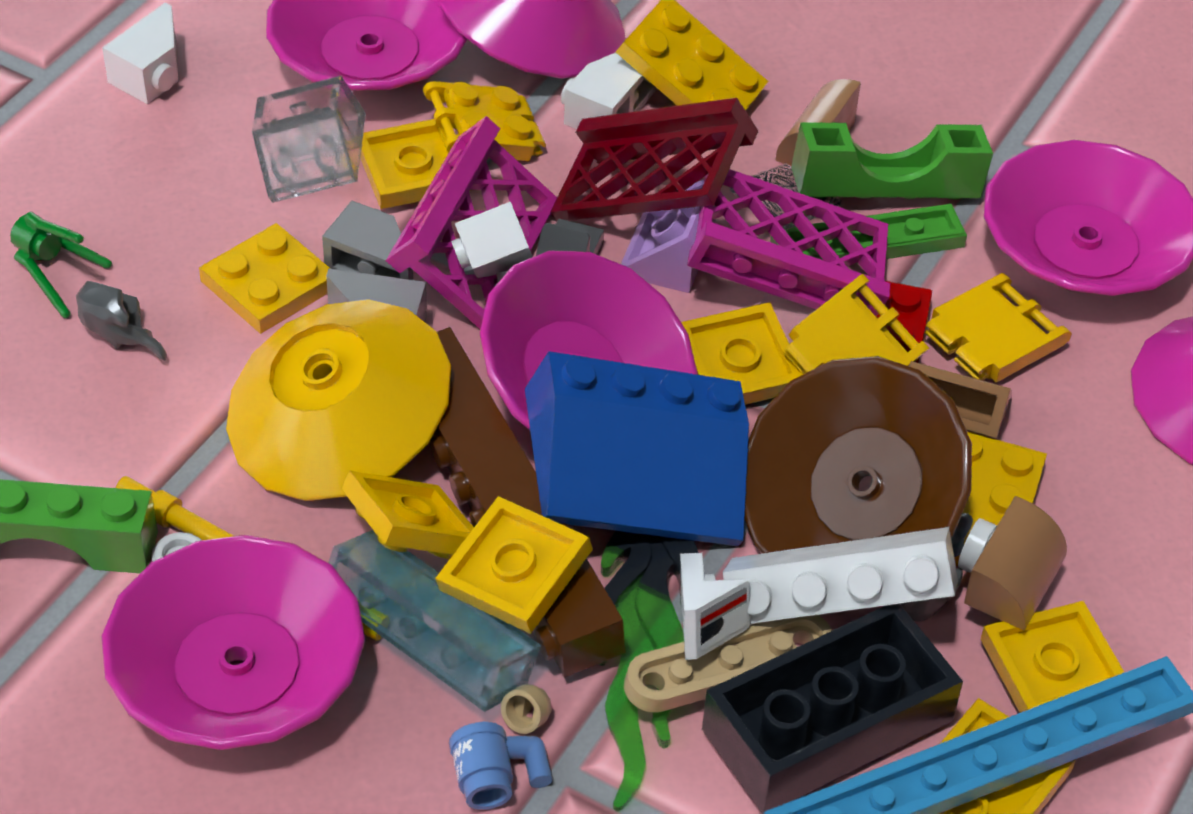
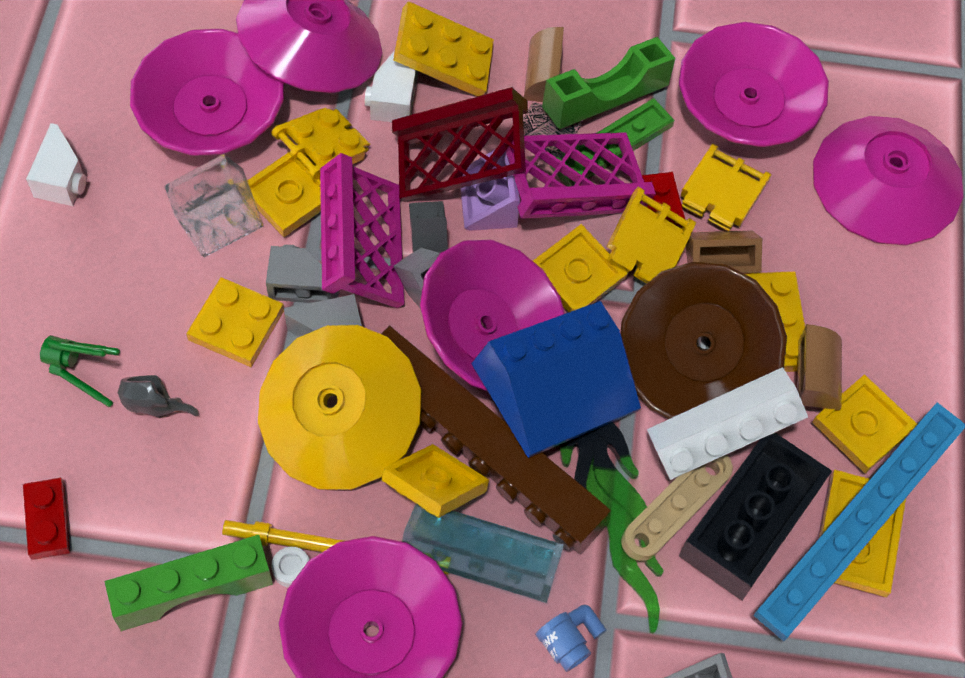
camera: 25 degrees left, 15 degrees up
(491, 241) = (388, 249): white slope -> none
(514, 564) = (527, 499): yellow plate -> none
(518, 704) = (565, 596): tan hinge -> none
(710, 607) = (655, 481): white slope -> none
(975, 544) = (794, 362): white tile -> none

